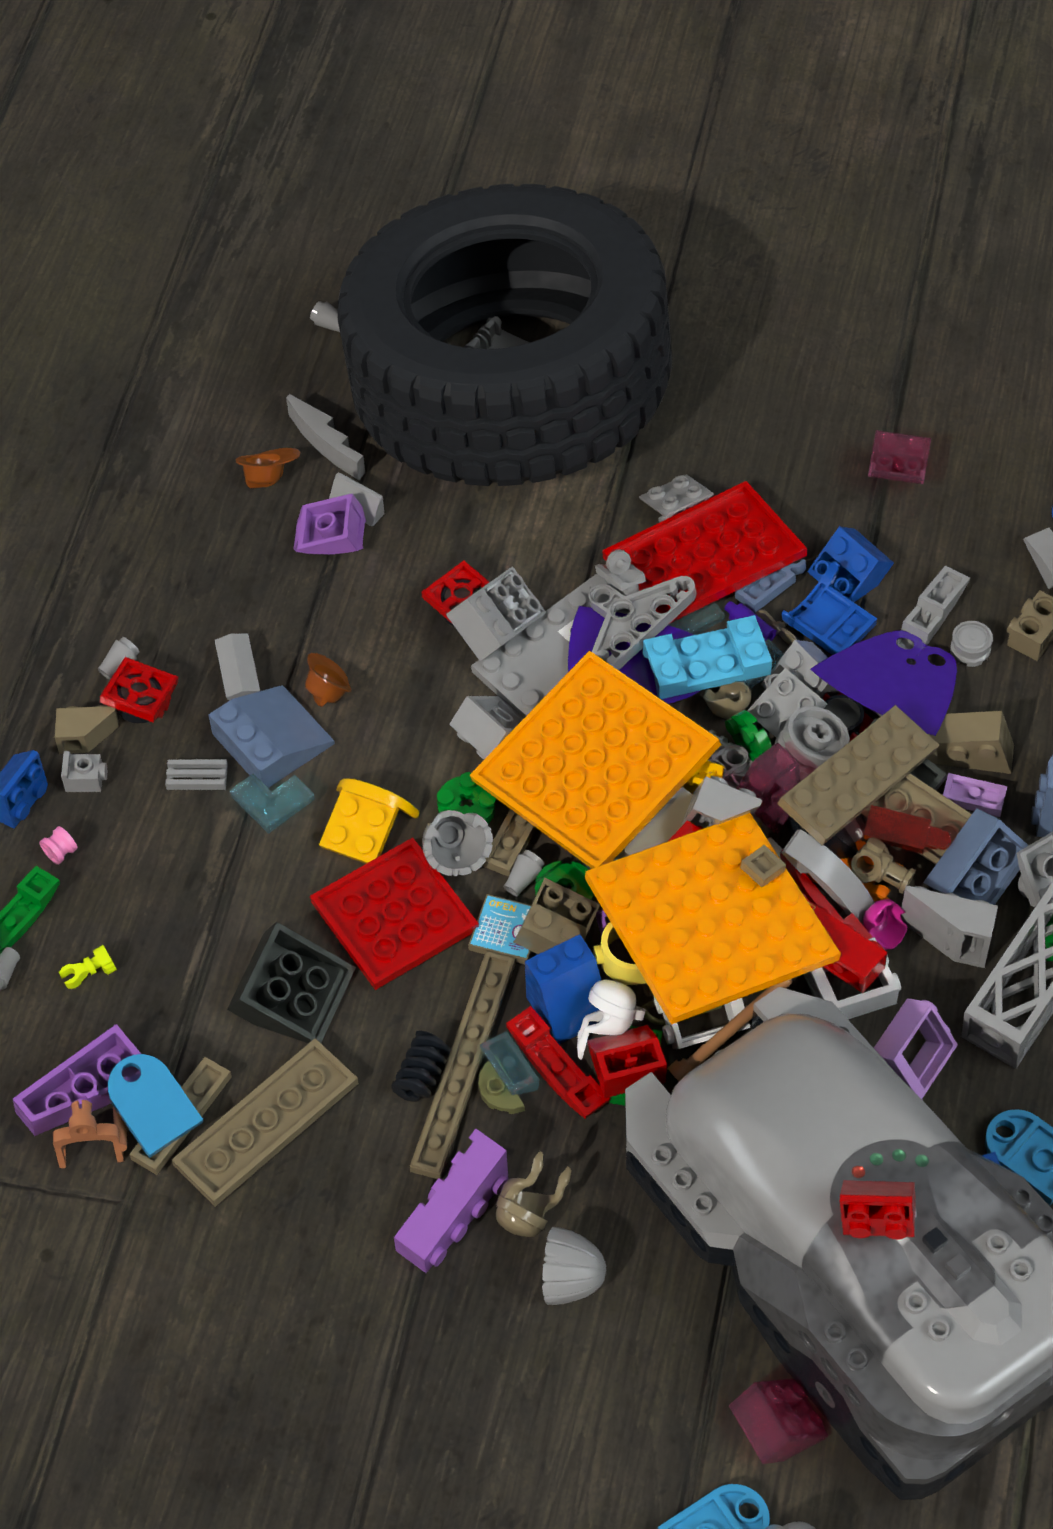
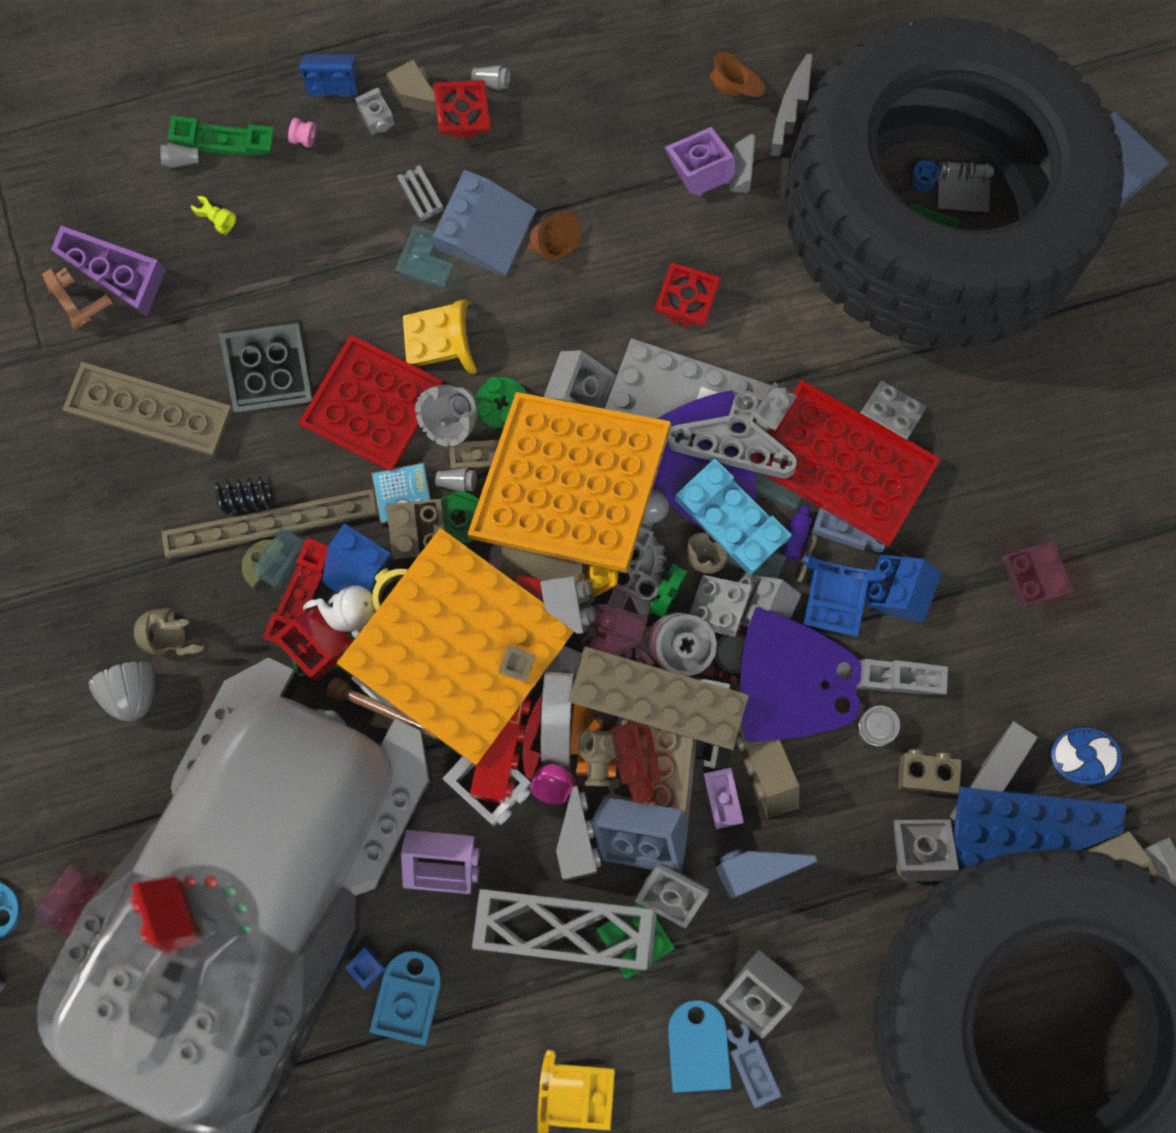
camera: 60 degrees right, 20 degrees up
(153, 1105) = (109, 323): dark azure tile -> none
(201, 1089) = (123, 348): dark tan plate -> none
(237, 665) = (529, 166): light grey piece -> none
(453, 1203) = (140, 579): medium lavender wedge -> none
(496, 613) = (680, 330): light grey slope -> none

